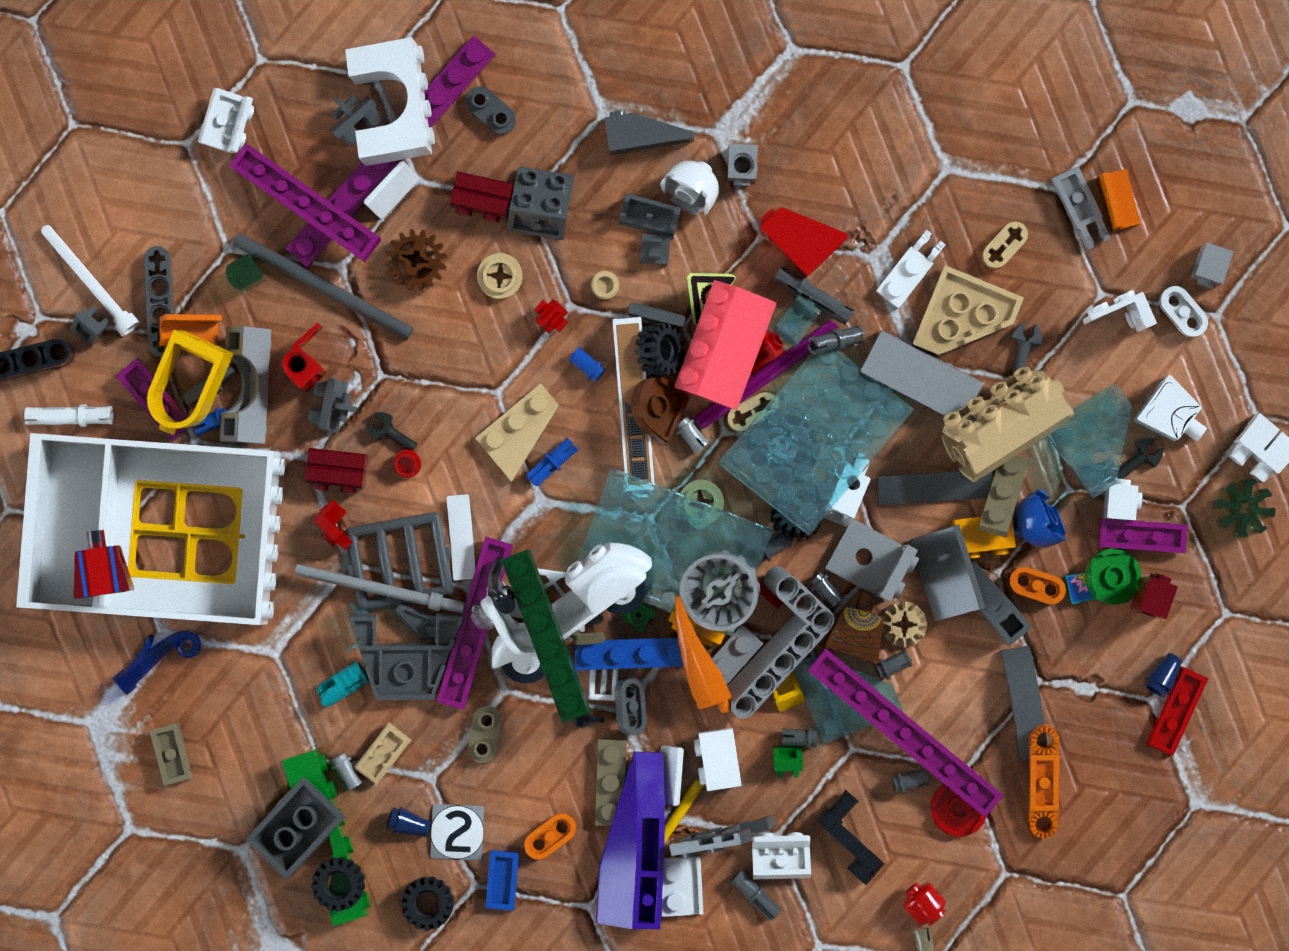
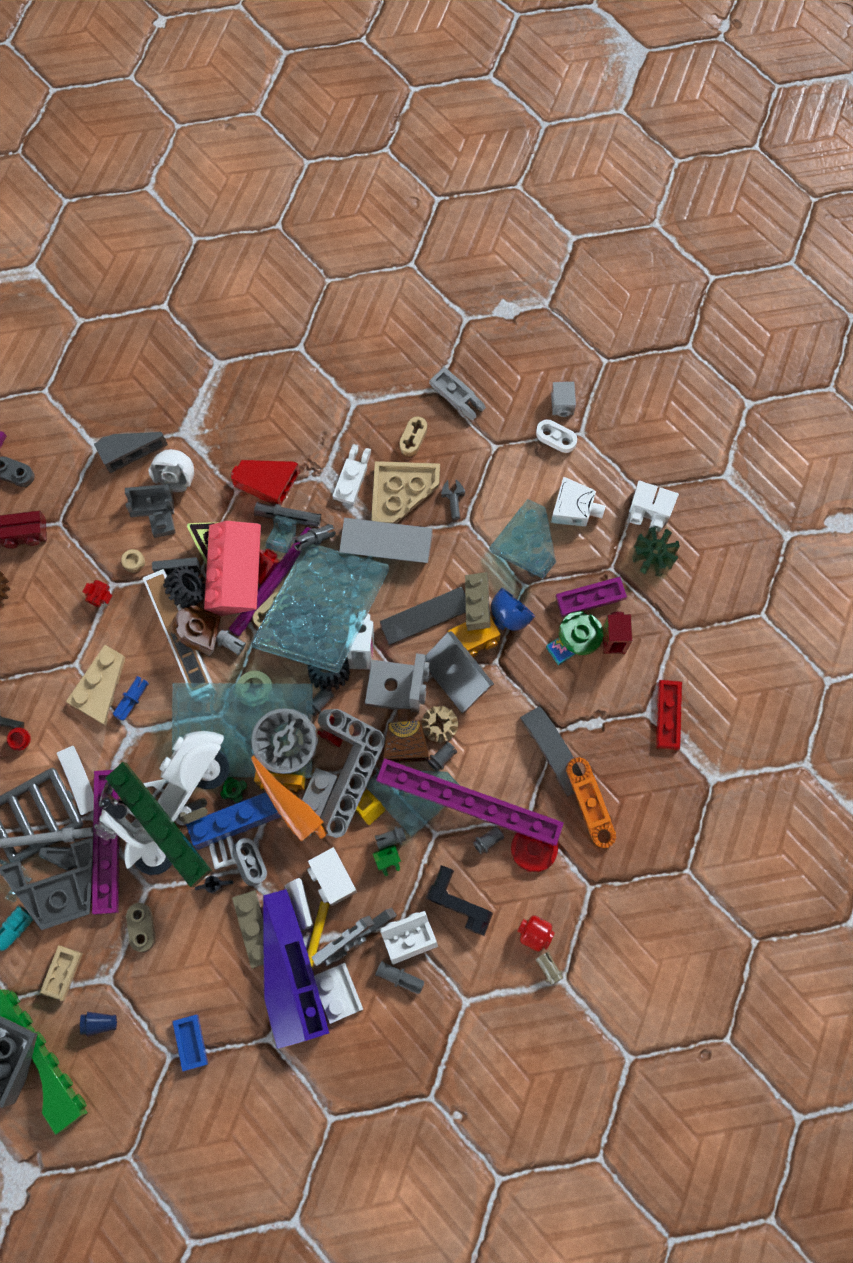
camera: 20 degrees left, 15 degrees down
(321, 890) = (61, 1103): black tyre -> none
(345, 771) = (34, 999): light grey pin -> none
(410, 908) = (117, 1085): black tyre -> none
(457, 832) = (141, 1017): sticker -> none
(491, 265) = (43, 576): tan gear -> none
(540, 203) = (66, 521): dark grey bracket -> none
(550, 835) = (217, 990): orange plate -> none
(587, 364) = (135, 619): blue pin -> none
(747, 153) = (200, 438): light grey brick -> none
(825, 589) = (370, 718): dark grey pin -> none
(999, 610) = (508, 686): dark grey slope -> none
(1014, 419) = (458, 549): tan brick -> none
(1036, 585) = (527, 659): orange plate -> none
(1118, 200) = (481, 380): orange panel -> none
(1122, 501) = (565, 576): white brick -> none
(1138, 314) = (515, 438): white bracket -> none
(1141, 458) = (564, 535): pearl dark grey bar -> none
(1163, 676) = (648, 692): dark blue cone -> none

